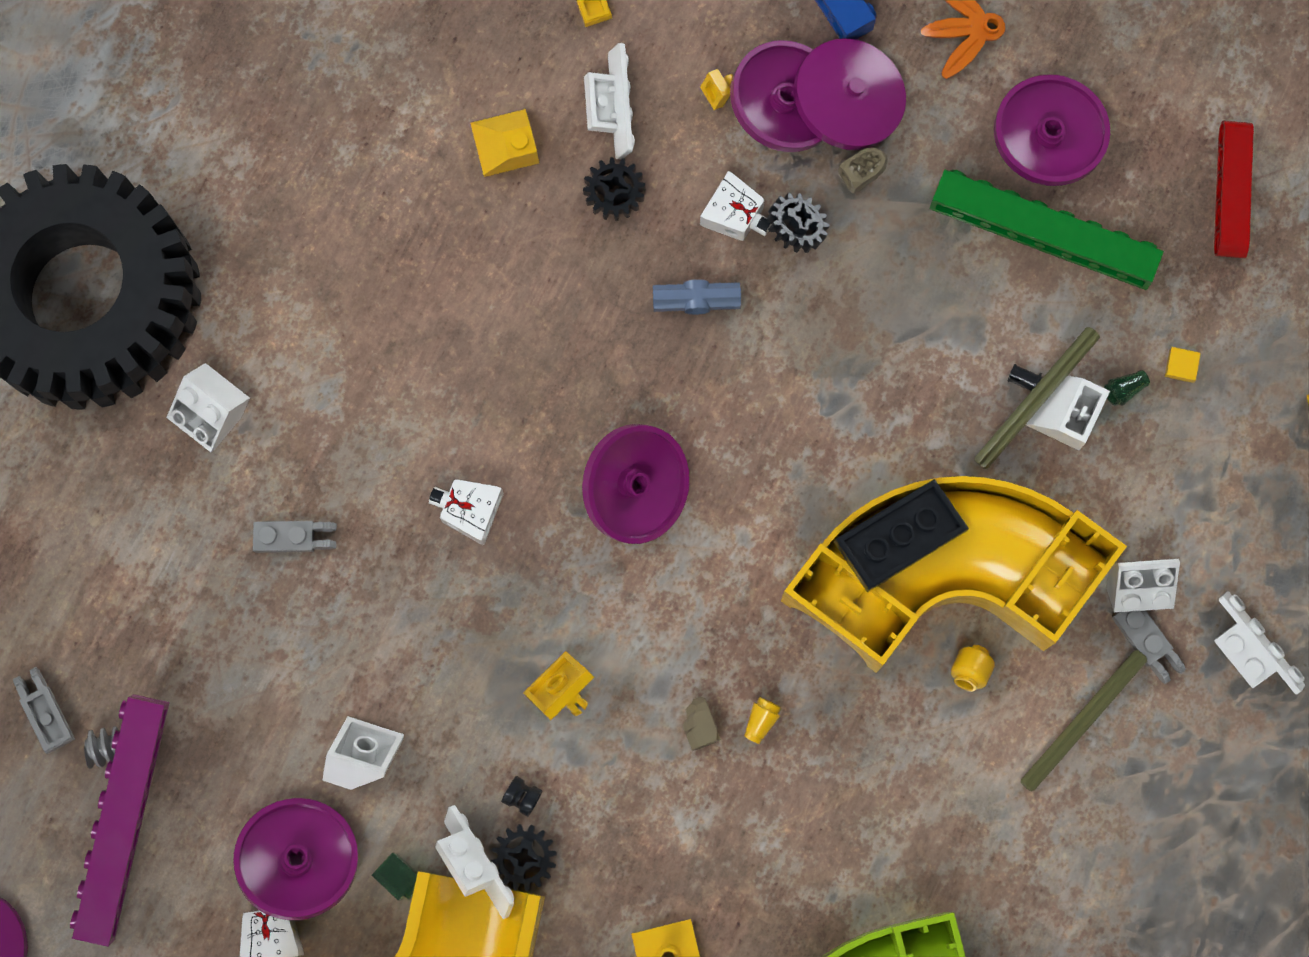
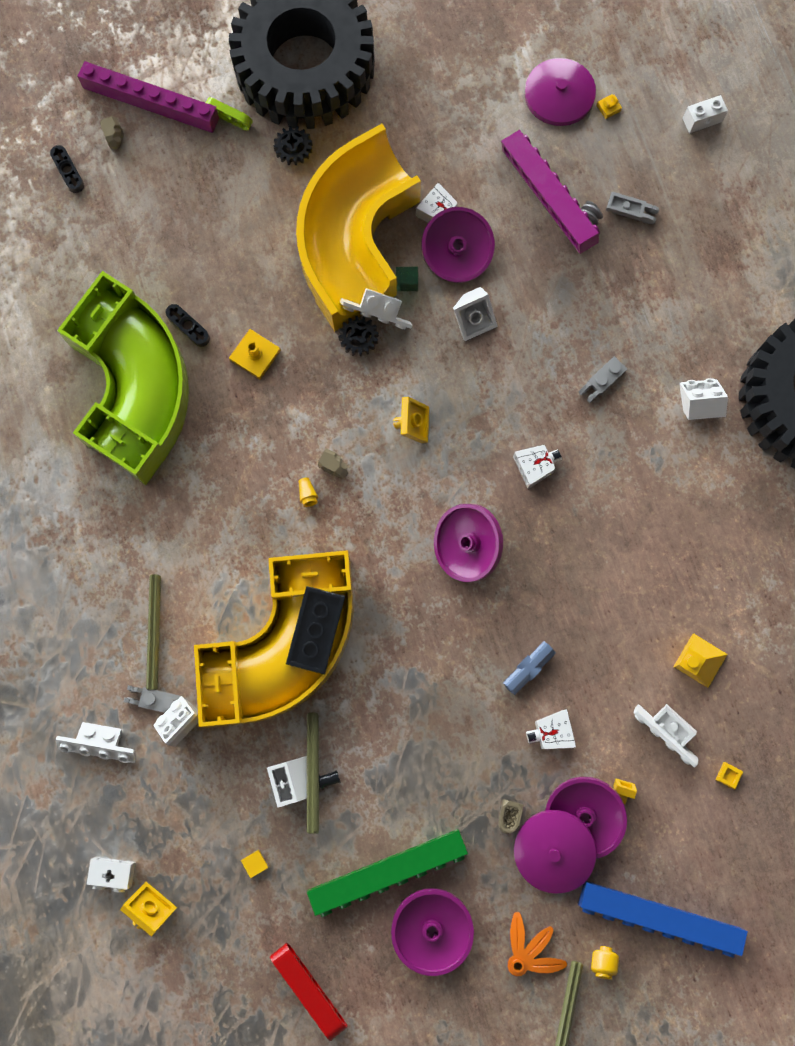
camera: 135 degrees right, 0 degrees up
(516, 792) = (389, 360): black wheel -> none
(603, 184) = (619, 679): black gear -> none
(795, 221) = (519, 747): black gear -> none
(972, 668) = (228, 606): yellow head -> none
(1126, 387) = (273, 822): clear green cone -> none

